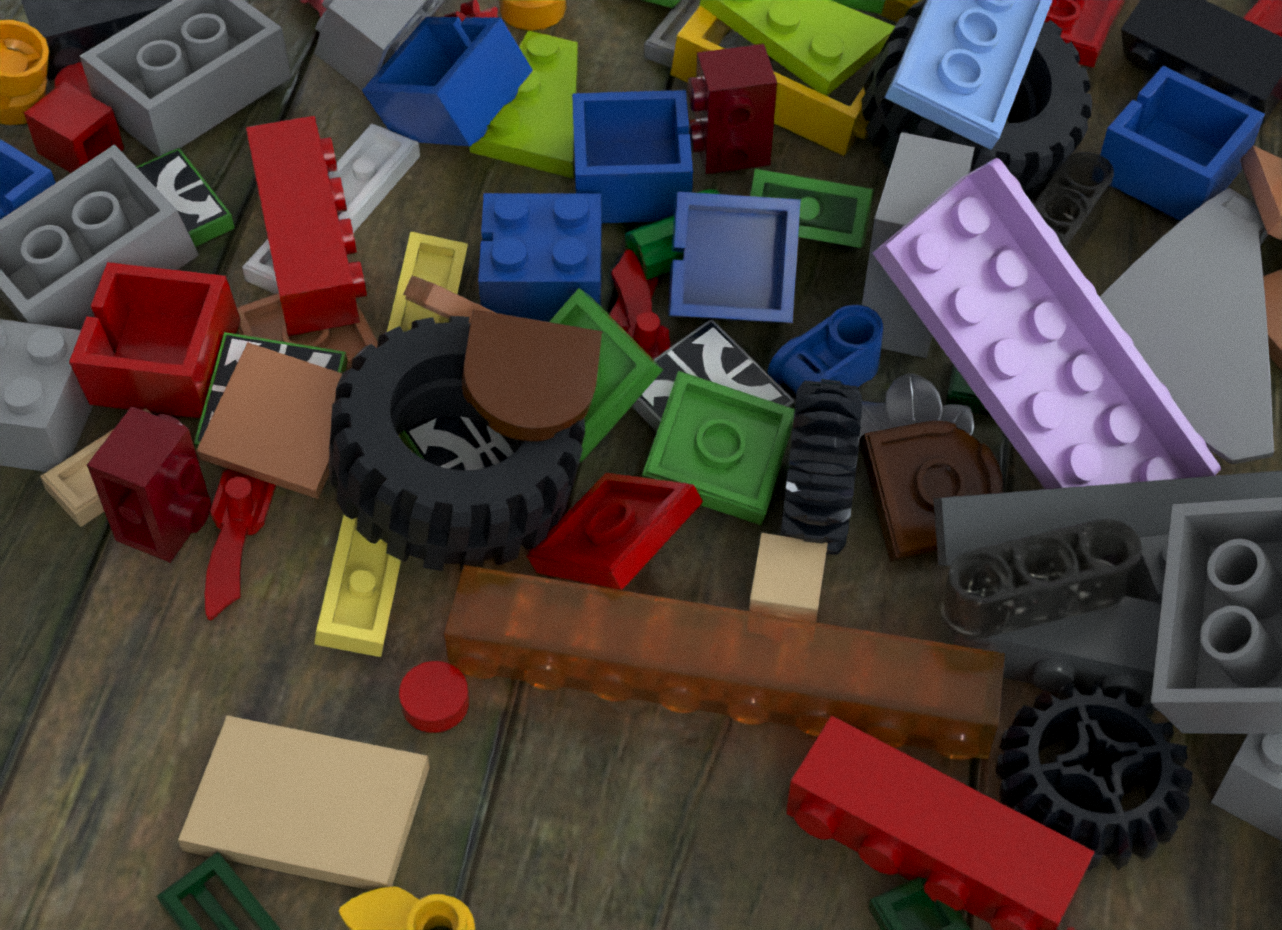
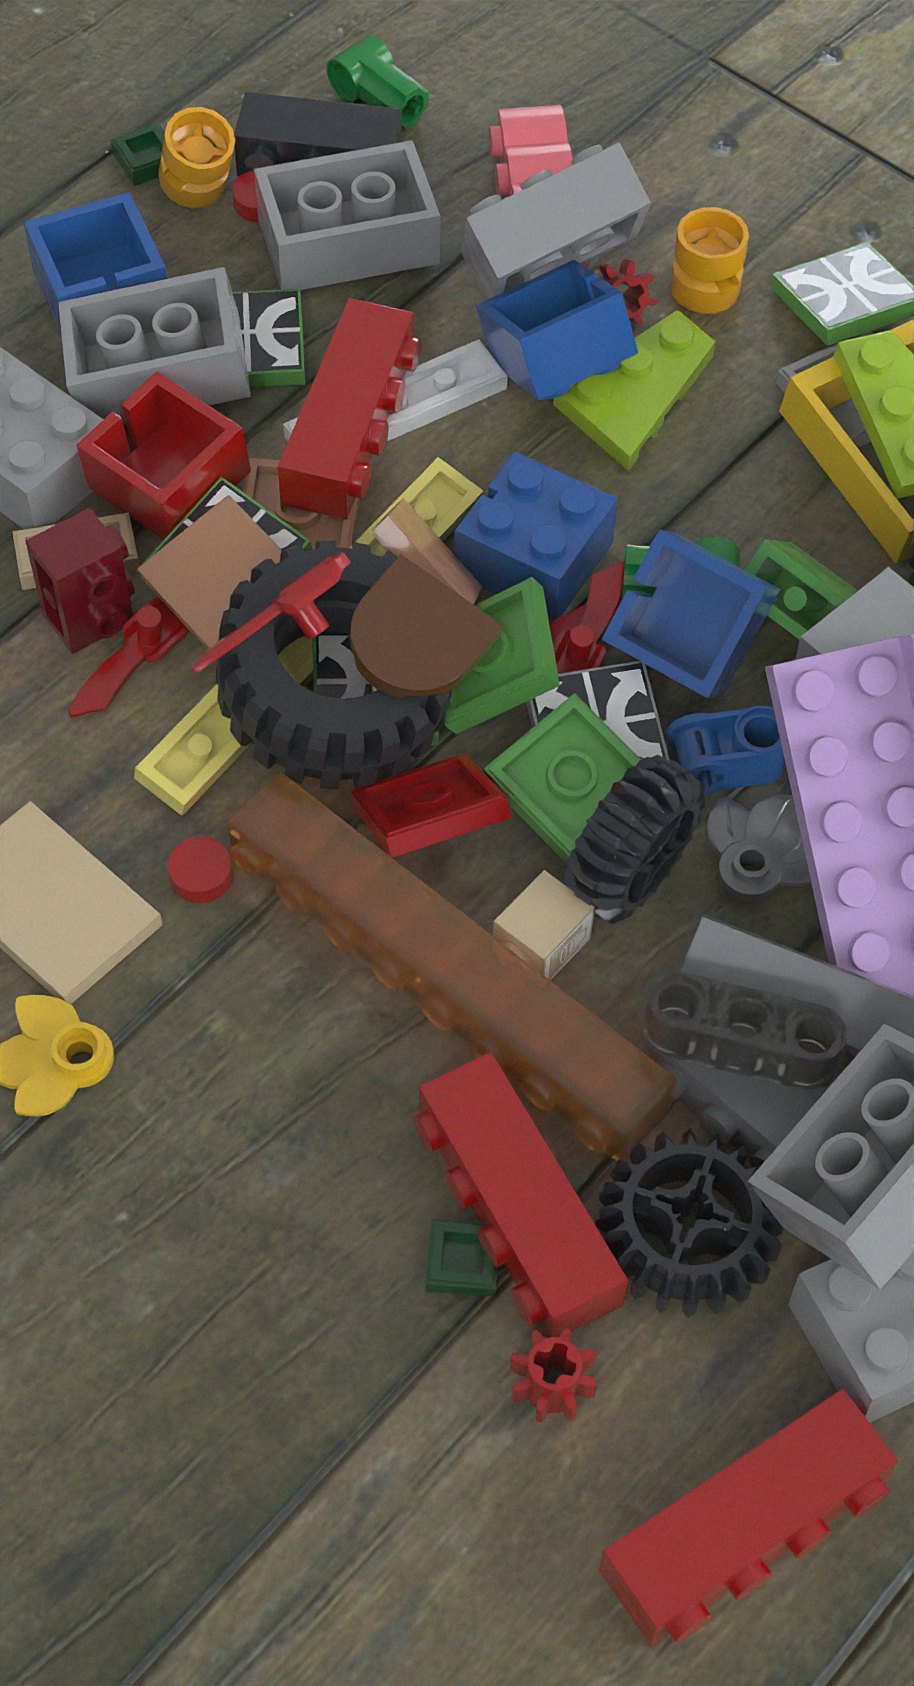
camera: 30 degrees right, 5 degrees up
(72, 127) = (222, 232): red brick -> none
(405, 388) = (294, 600): none -> red piece
(632, 152) = (678, 470): blue piece -> none
(733, 108) = (798, 471): dark red brick -> none
(918, 464) = (737, 886): reddish brown tile -> none

